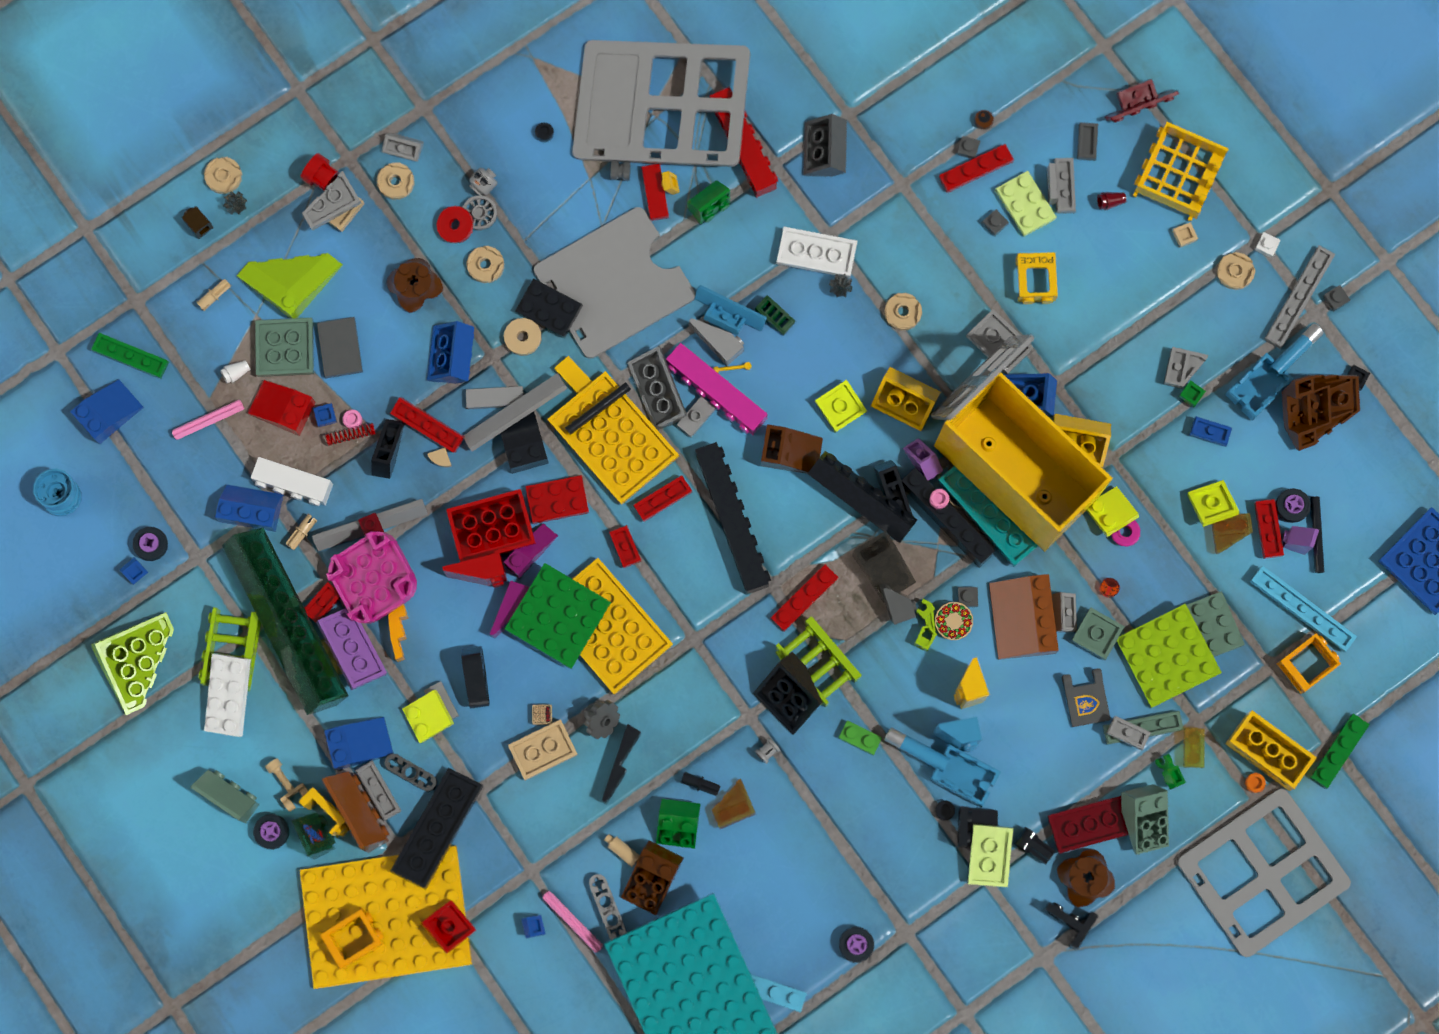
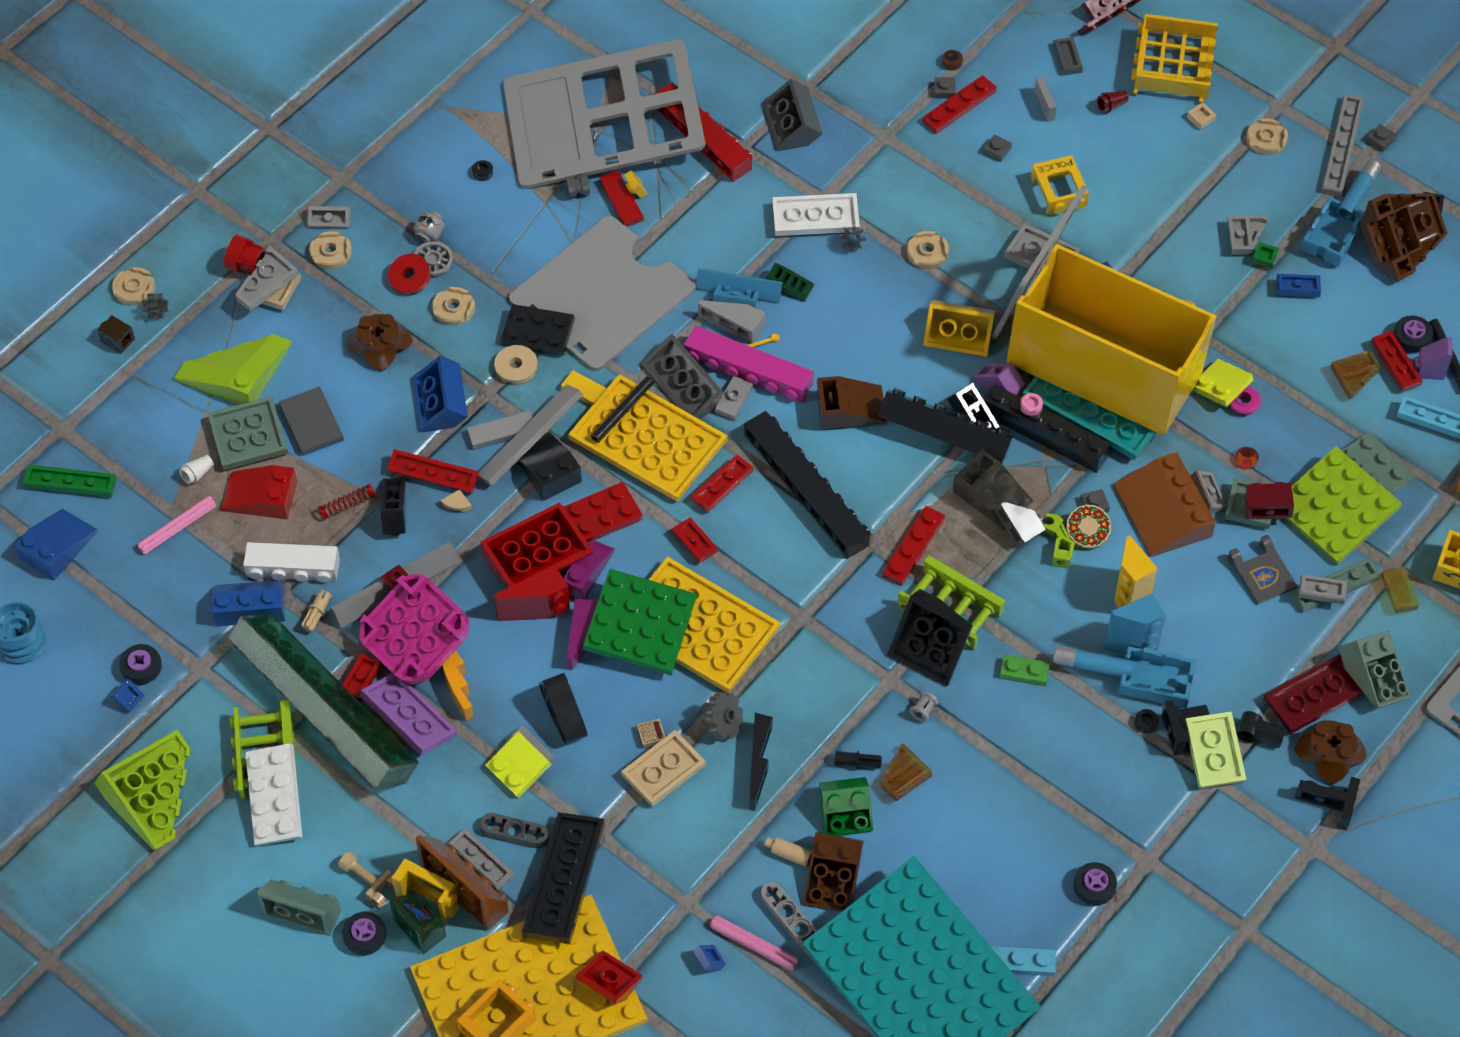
camera: 15 degrees left, 20 degrees down
(213, 294) = (152, 400): tan axle -> none
(325, 415) = (312, 488): blue plate -> none
(352, 419) = (343, 486): bright pink tile -> none
(358, 743) = (443, 811): blue slope -> none
(709, 202) = (684, 191): green slope -> none
(840, 406) = (890, 351): neon yellow plate -> none
(1025, 203) = (1023, 124): yellowish green plate -> none
(1066, 185) = (1065, 110): light grey tile -> none
(1111, 640) = (1269, 500): none -> dark red brick
(1171, 773) = (1384, 619): green plate -> none
(1213, 503) = (1327, 349): neon yellow plate -> none
(1267, 245) = (1290, 106): white plate -> none

